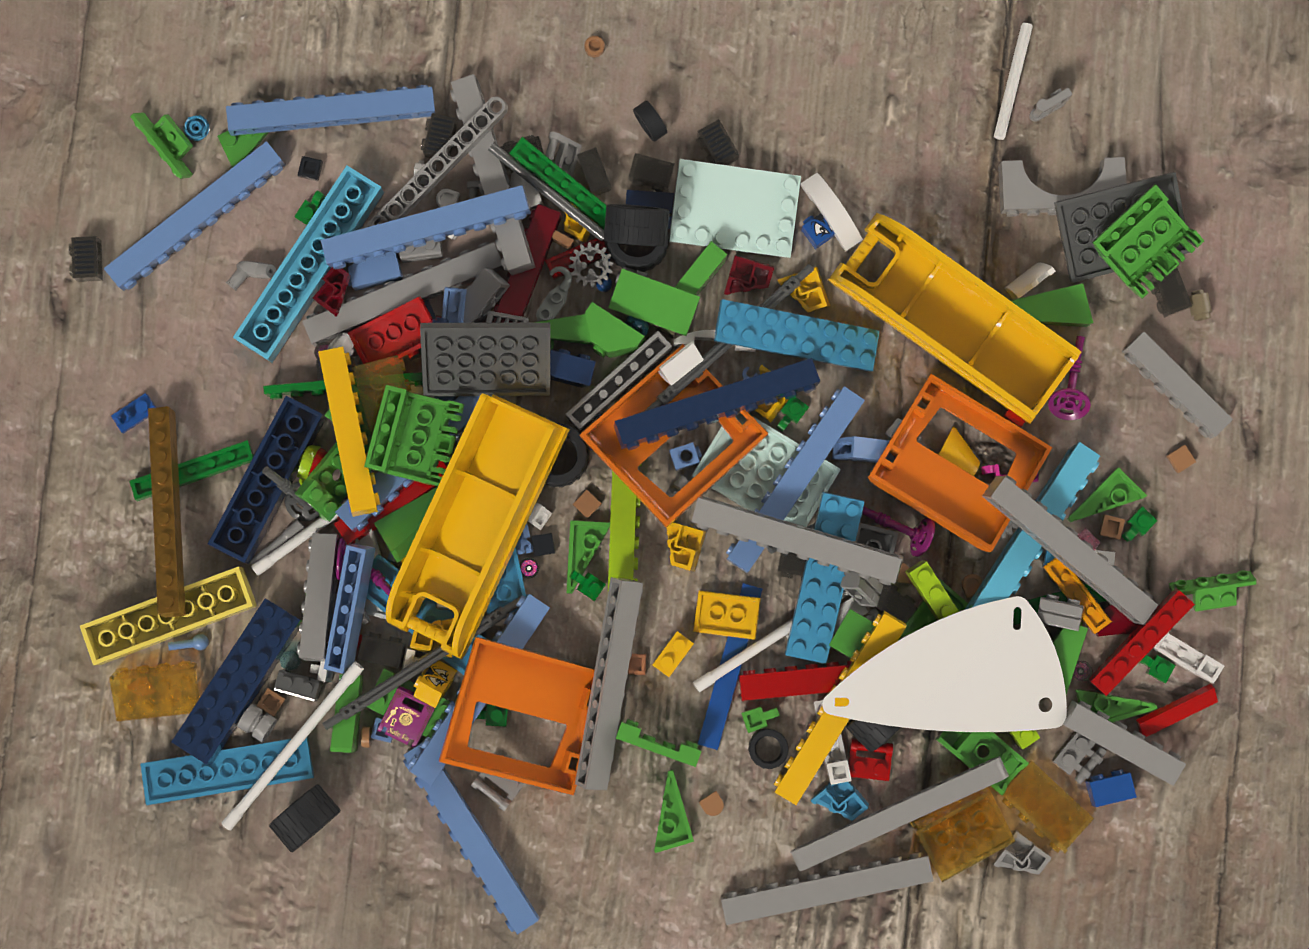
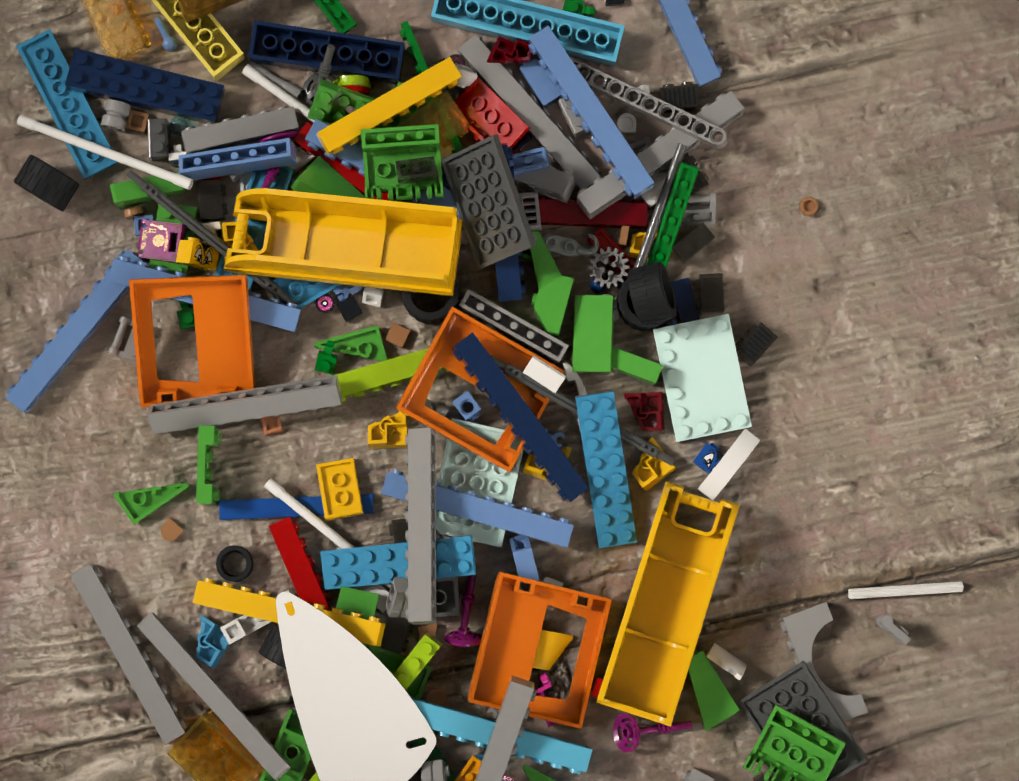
camera: 75 degrees right, 0 degrees up
(426, 422) = (416, 170): none -> clear smoke brick
(638, 324) = (568, 327): dark azure plate -> none
(650, 121) = (755, 277): black tyre -> none
(673, 654) = (289, 452): yellow brick -> none
(756, 718) = (257, 545): bright green plate -> none
(792, 411) = (539, 489): green plate -> none
(870, 767) = (247, 657): red plate -> none

